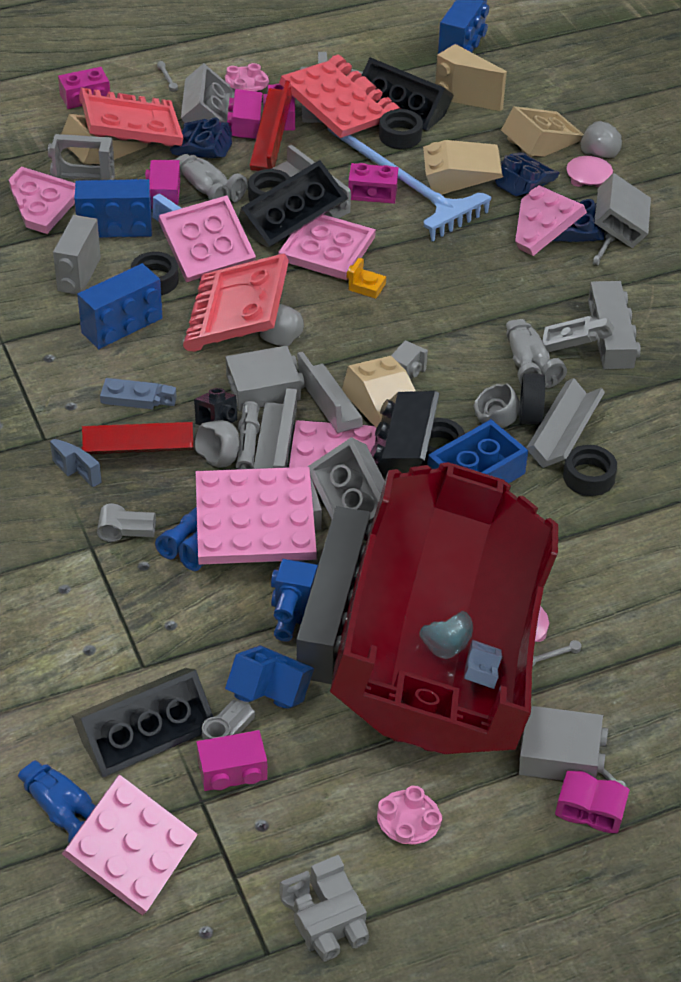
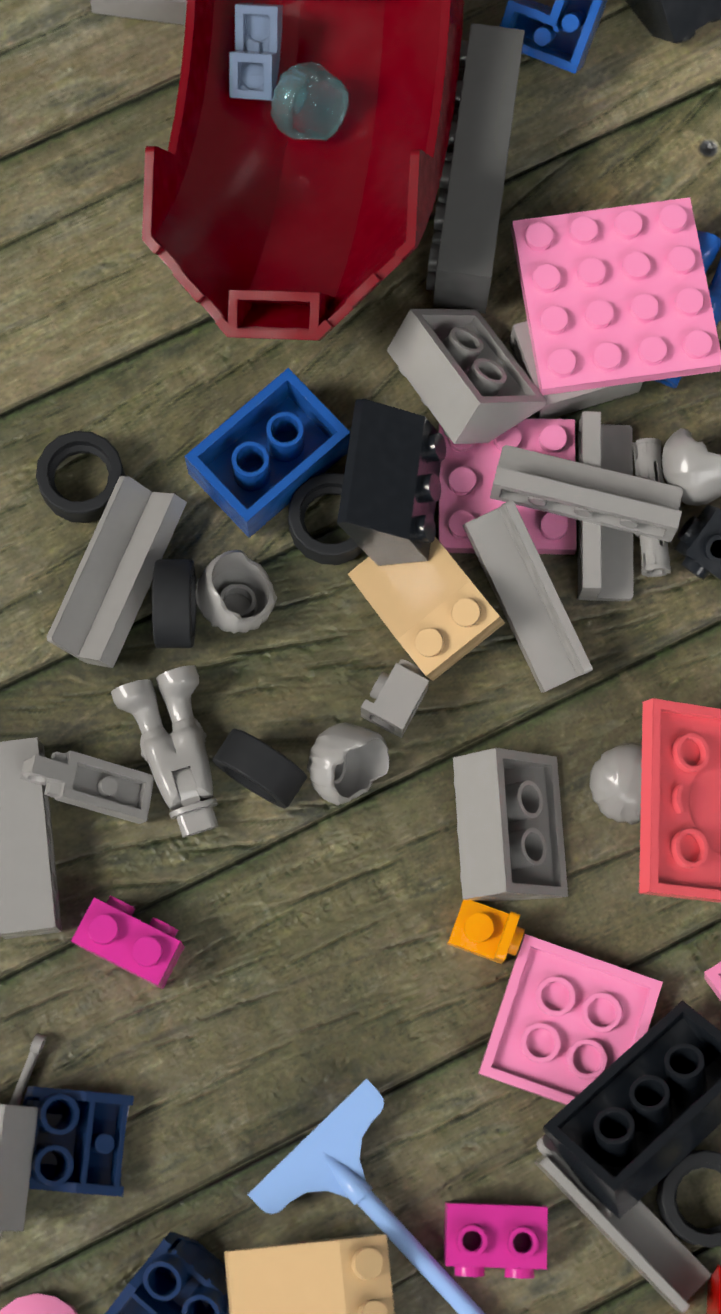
camera: 175 degrees right, 30 degrees up
(263, 376) = (644, 639): light grey brick -> none
(290, 418) = (587, 493): none -> light grey panel
(291, 595) = (538, 156): blue brick -> none
(349, 311) = (509, 826): none -> light grey slope
(437, 336) = (346, 762): none -> light grey hair
(493, 324) = (260, 768): none -> black tyre
(544, 217) = (138, 1145): bright pink plate -> none
(548, 277) = (129, 943): none -> dark pink brick
(574, 647) = (121, 150): light grey hinge -> none

